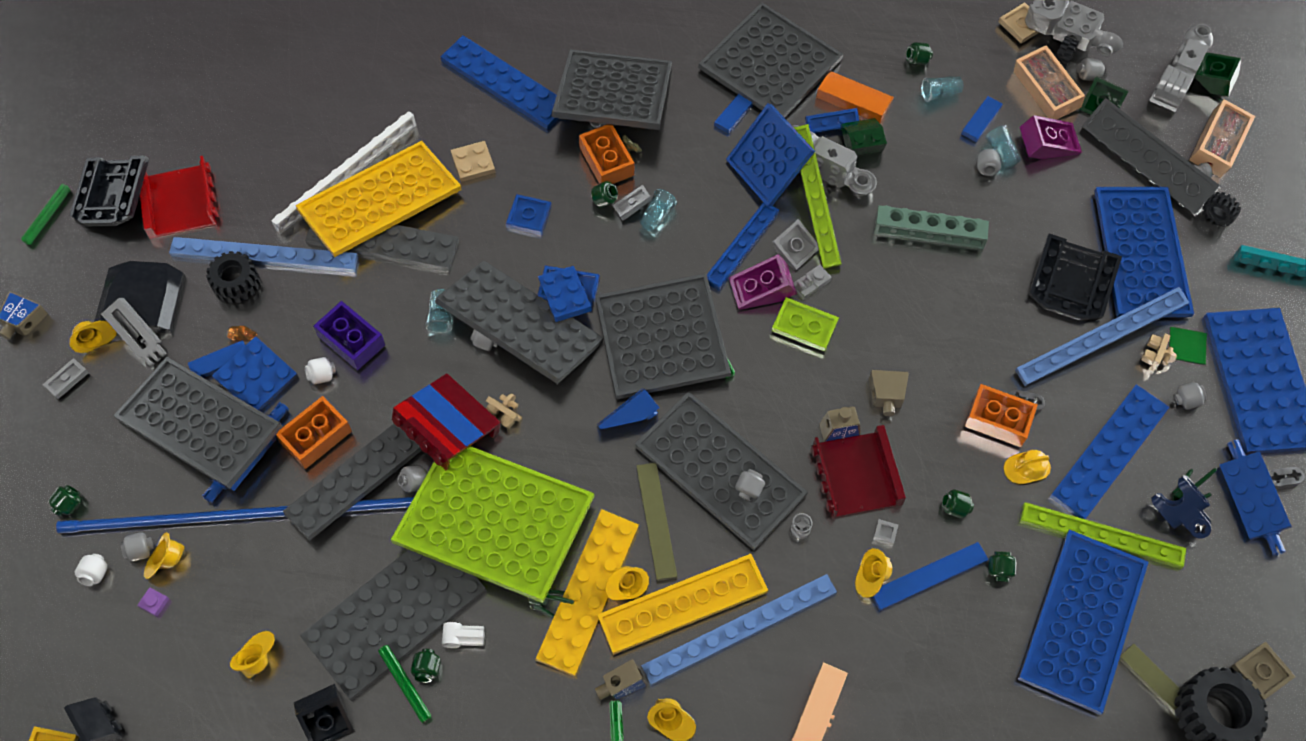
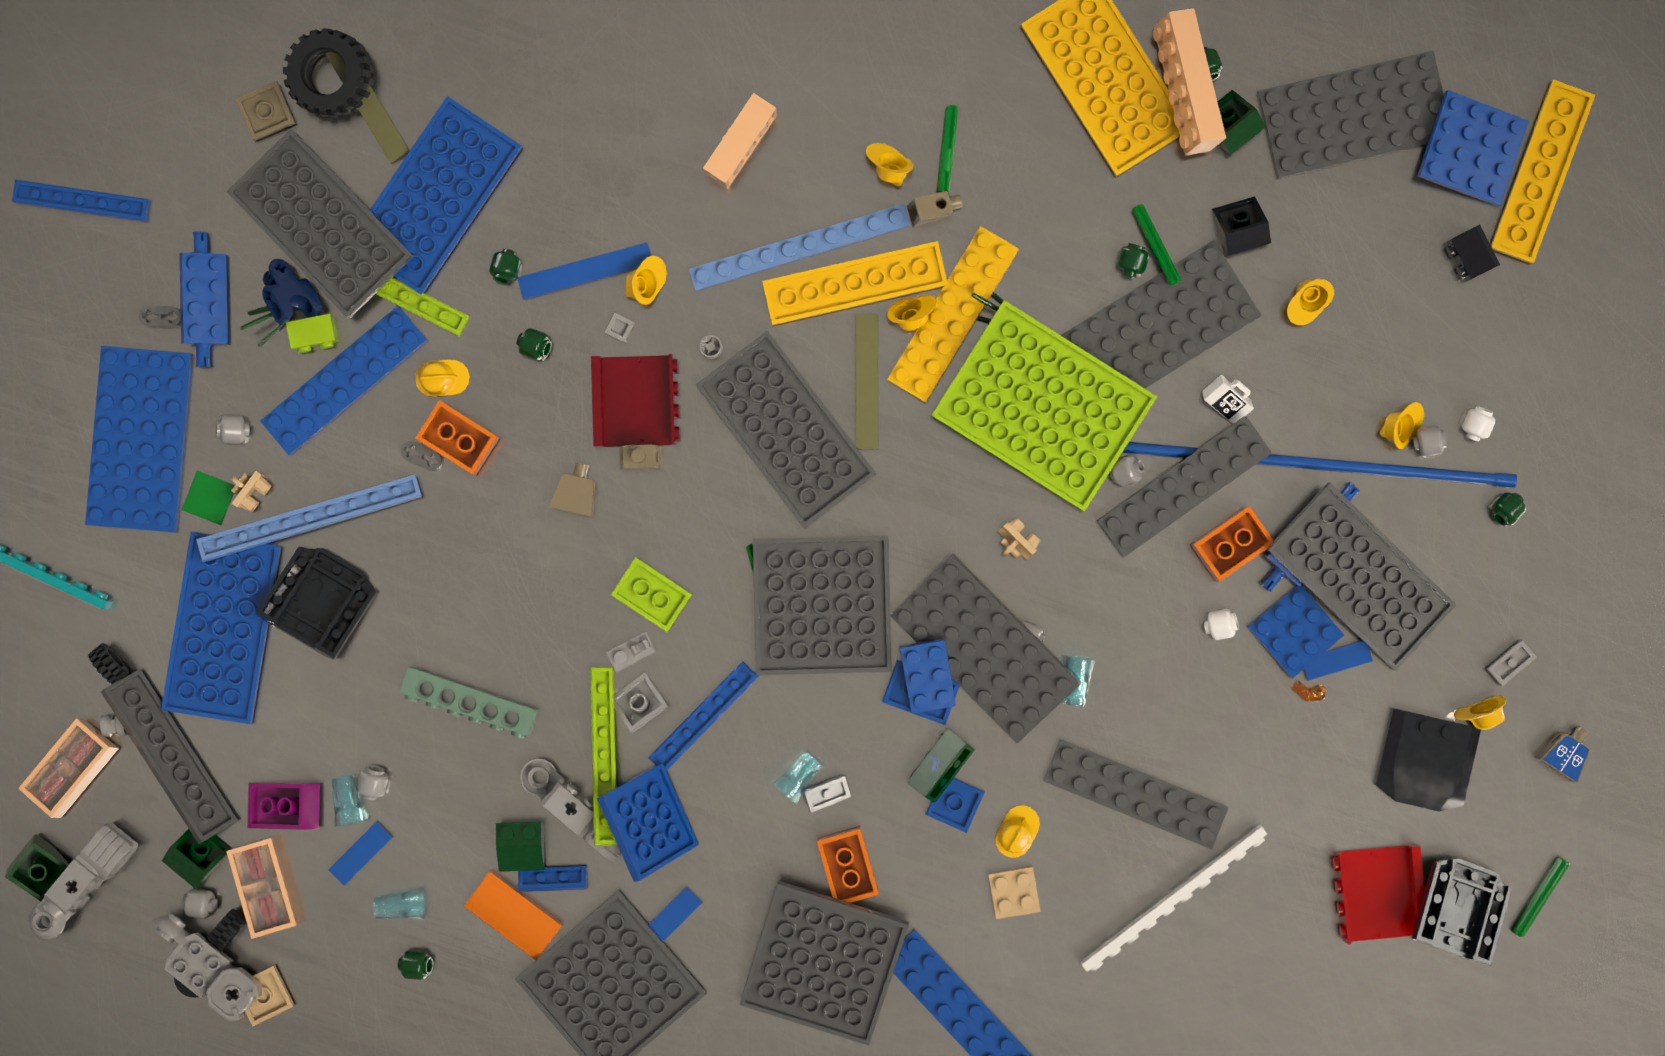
camera: 165 degrees left, 25 degrees up
(130, 327) = (1438, 713): light grey hinge -> none
(153, 602) = (1414, 379): medium lavender plate -> none
(238, 288) = (1335, 769): black tyre -> none
(265, 254) = (1279, 796): medium blue plate -> none
(326, 556) = (1228, 398): none -> white piece
(349, 335) = (1184, 661): dark purple brick -> none
(378, 198) = (1135, 848): yellow plate -> none
(444, 419) = (1084, 530): dark red panel -> none
(456, 635) = (1096, 287): white piece -> none
(475, 202) = (1017, 831): none -> yellow piece
(544, 233) = (940, 765): none -> brick
(604, 194) = (859, 810): dark green head -> none
(630, 145) = (814, 880): olive plant -> none
(633, 410) = (874, 512): blue slope -> none
(750, 484) = (759, 398): light grey head -> none
(763, 283) = (690, 655): magenta slope -> none
(1150, 482) = (312, 332): none -> lime brick
(1179, 575) = (319, 224): none -> dark grey plate

